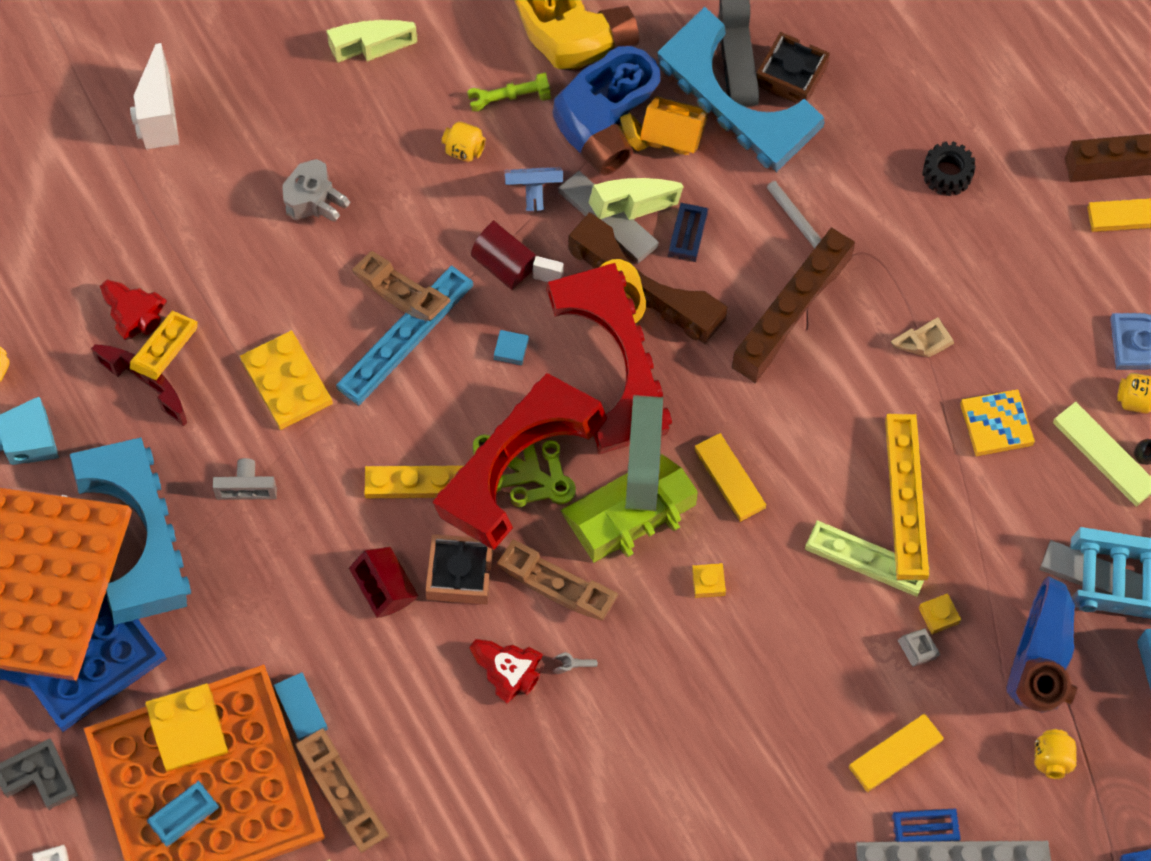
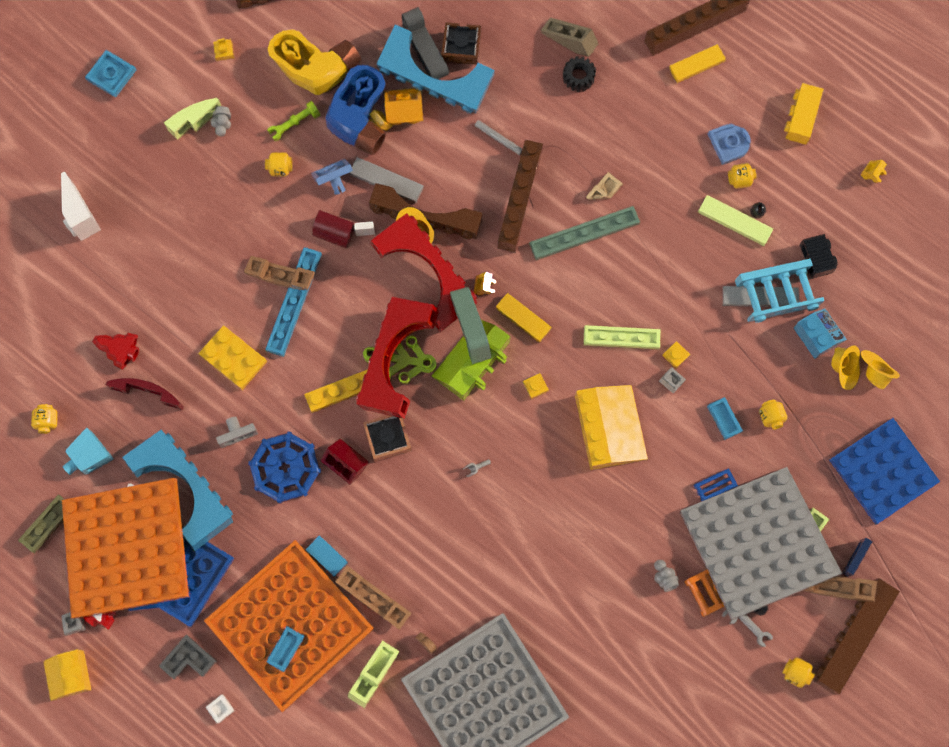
camera: 20 degrees left, 10 degrees up
(163, 345) = (149, 365): yellow tile -> none
(186, 727) = (266, 597): yellow slope -> none
(304, 571) = (274, 462): none -> blue plate
(312, 192) = (198, 233): light grey hinge -> none
(408, 56) = (221, 120): none -> light grey piece
(507, 667) = (440, 485): red rock -> none
(511, 347) = (361, 285): dark azure tile -> none
(555, 583) = (448, 422): medium nougat slope -> none
(634, 196) = (398, 162): yellowish green slope -> none
(683, 252) = (440, 186): dark blue tile -> none
(688, 406) = (482, 284): none -> yellow tile
(798, 679) = (610, 426): none -> yellow slope
(869, 391) = (584, 233): none -> sand green tile
(896, 752) = (682, 448): yellow tile -> none
(906, 497) = (631, 291): yellow plate -> none
(959, 114) = (572, 36): none -> dark tan slope
(978, 734) = (724, 418): none -> dark azure tile
(997, 422) = (666, 224): tile -> none
(1045, 650) = (747, 357): blue piece -> none

